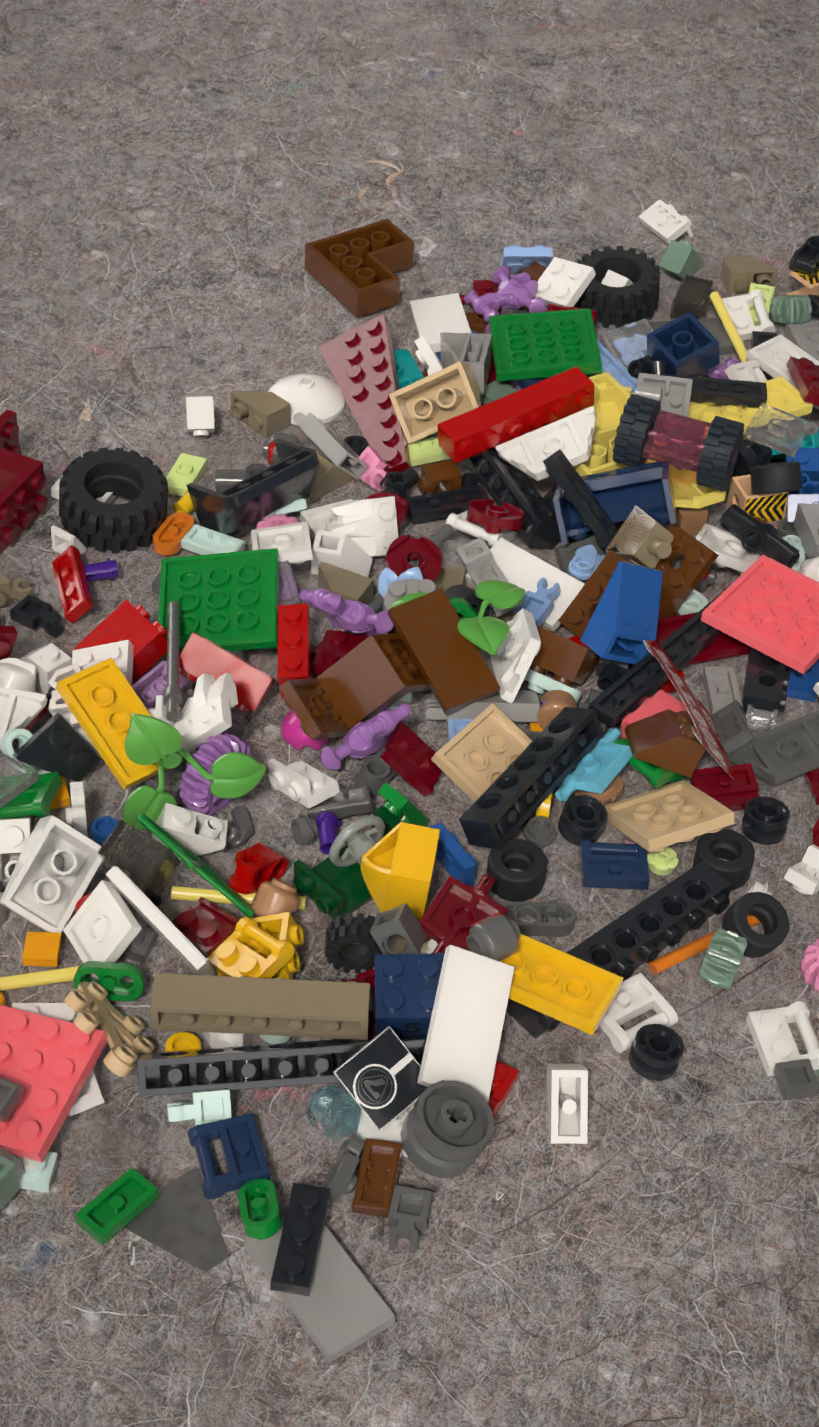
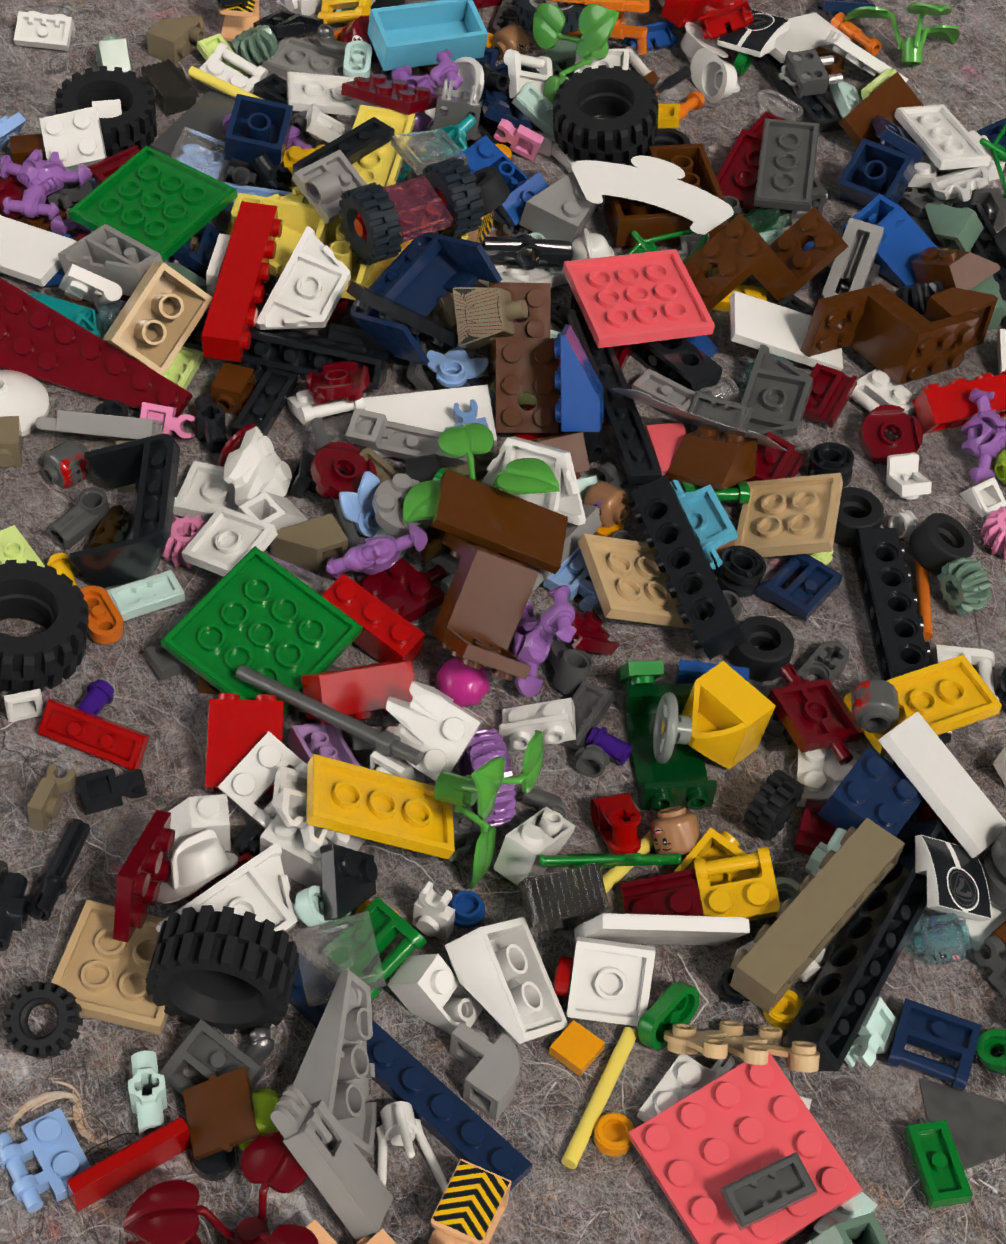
camera: 55 degrees left, 5 degrees up
(400, 922) = (808, 765): dark grey brick -> none

